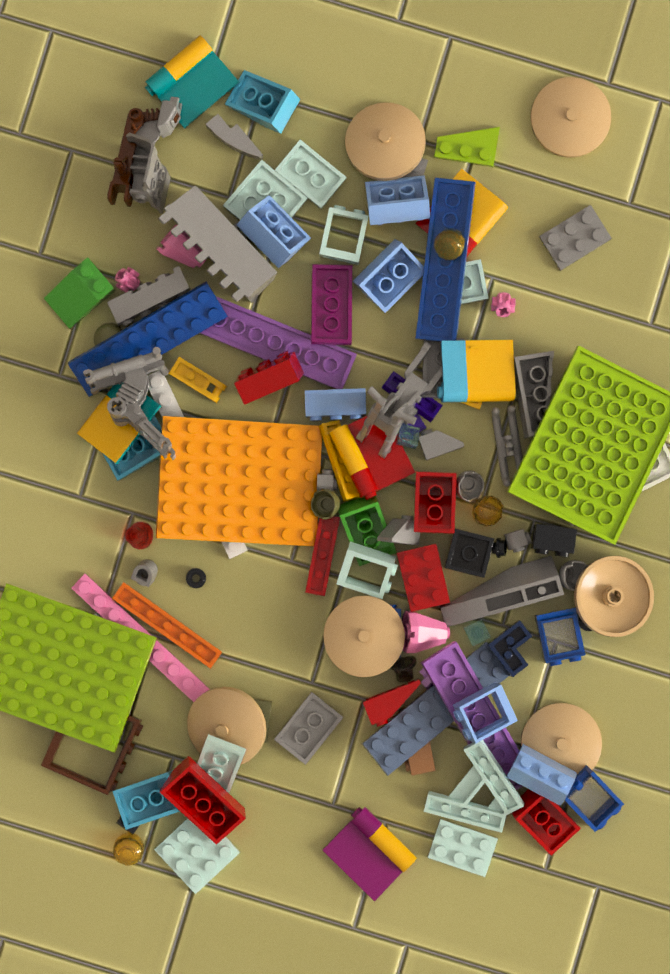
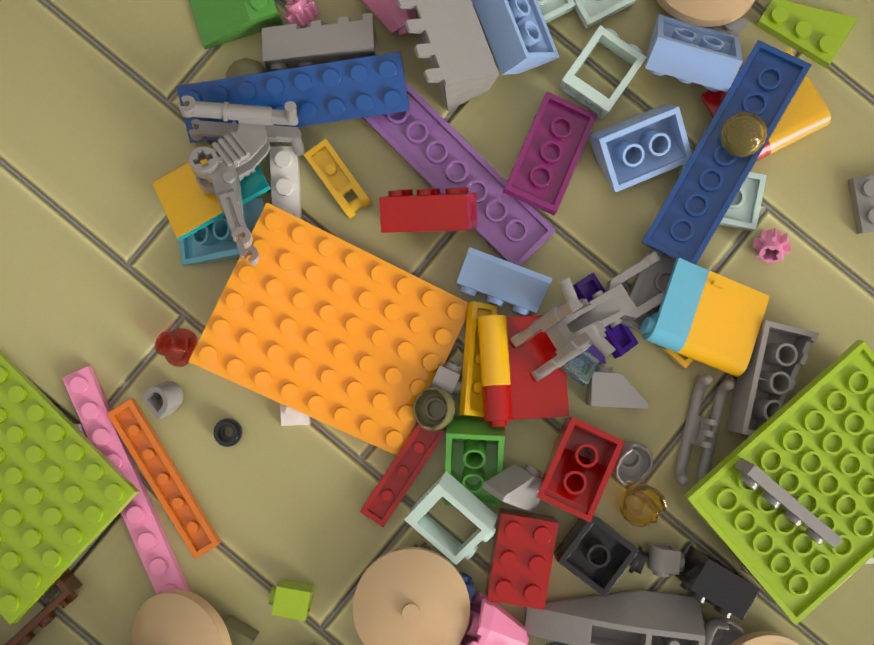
camera: 25 degrees right, 0 degrees up
(284, 668) = (291, 599): none -> lime brick
(578, 471) = (795, 511): none -> light grey plate

